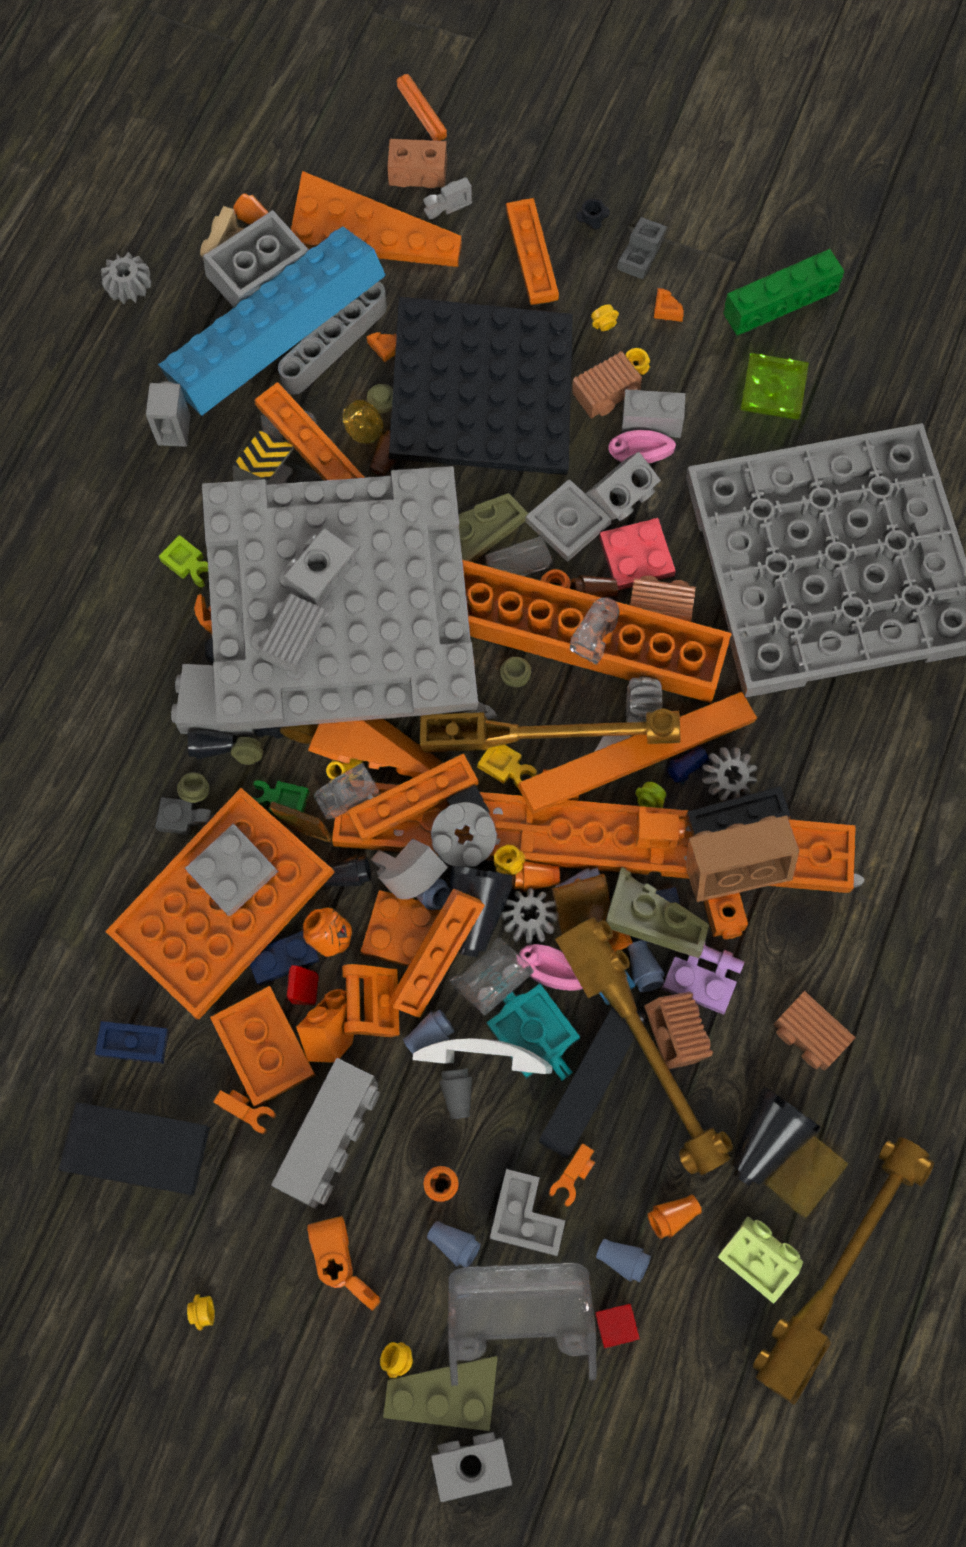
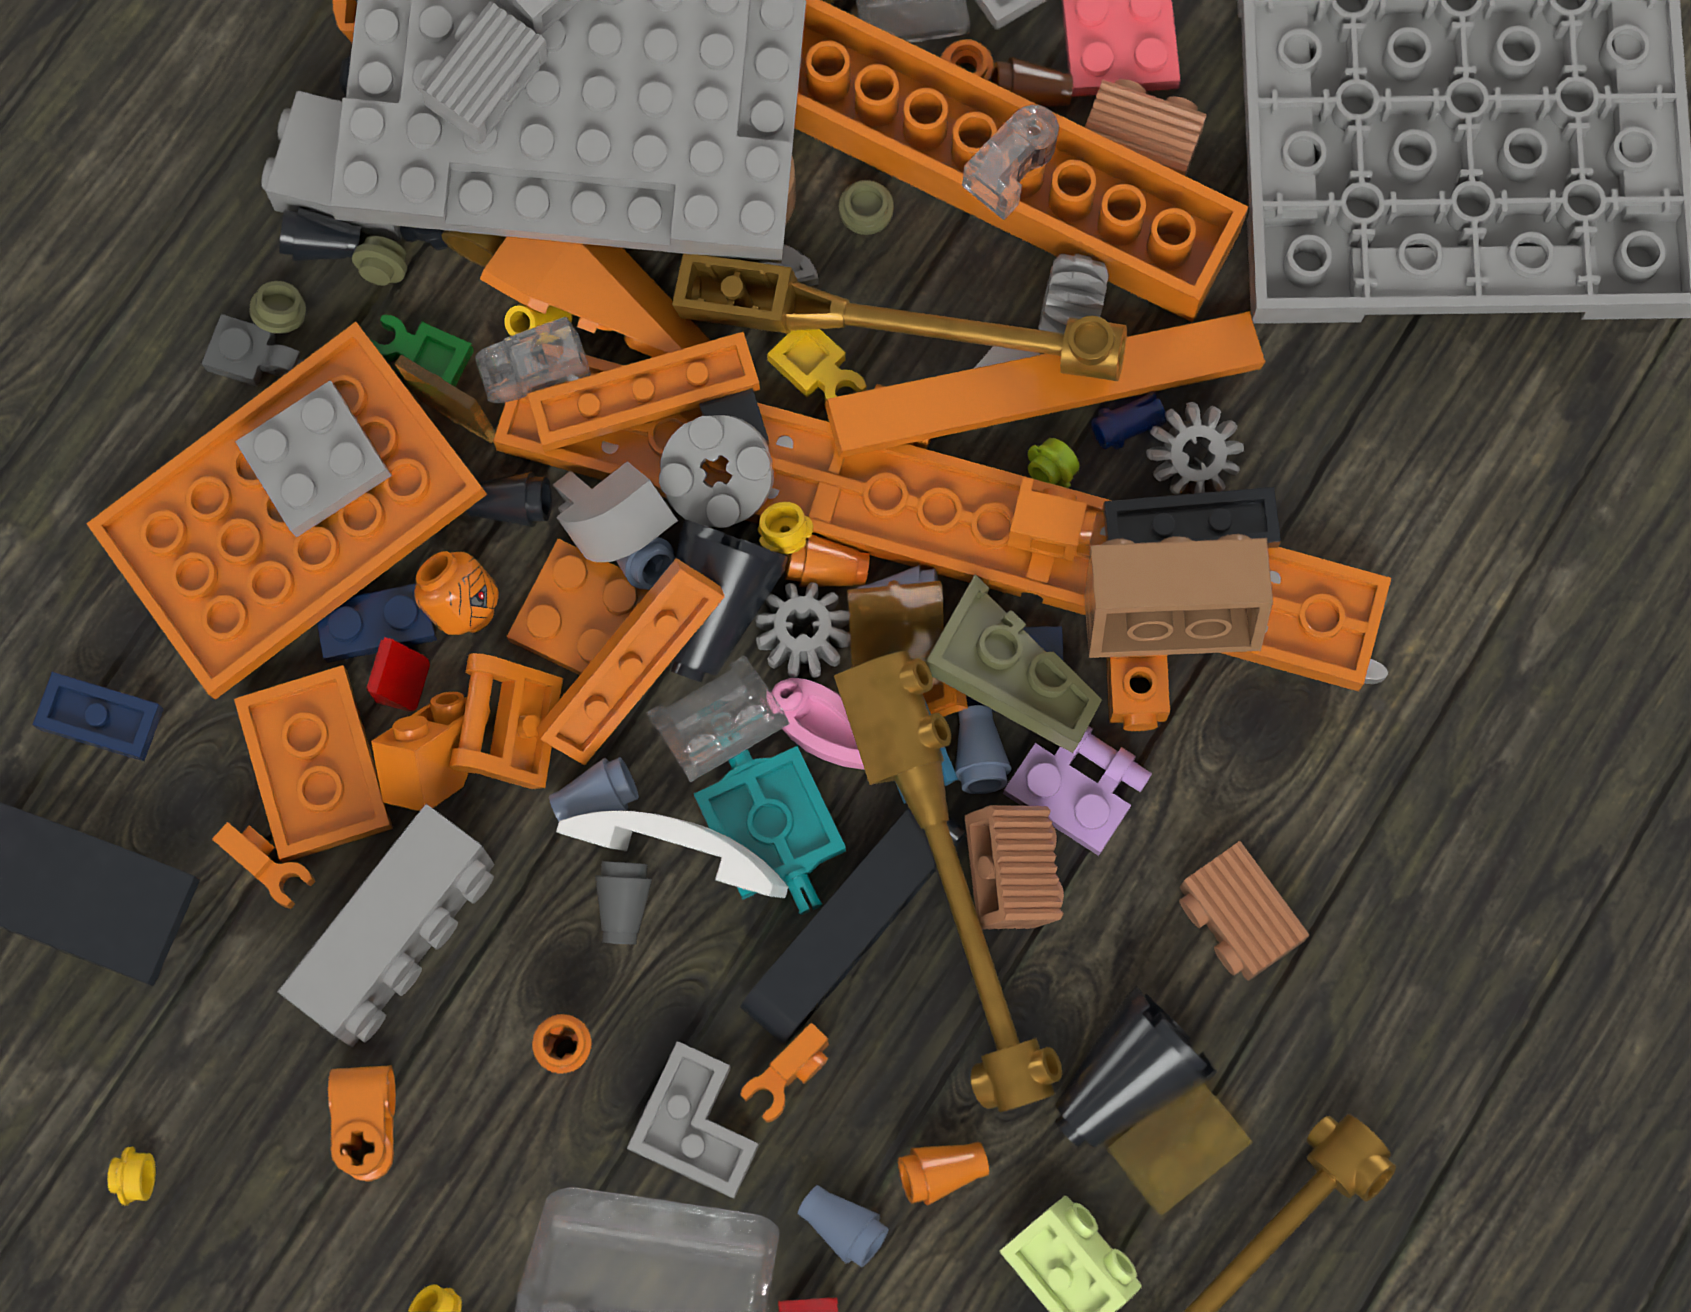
camera: 10 degrees right, 5 degrees up
(363, 1292) = (401, 1195): orange tile -> none
(454, 1243) = (570, 1148): sand blue cone -> none

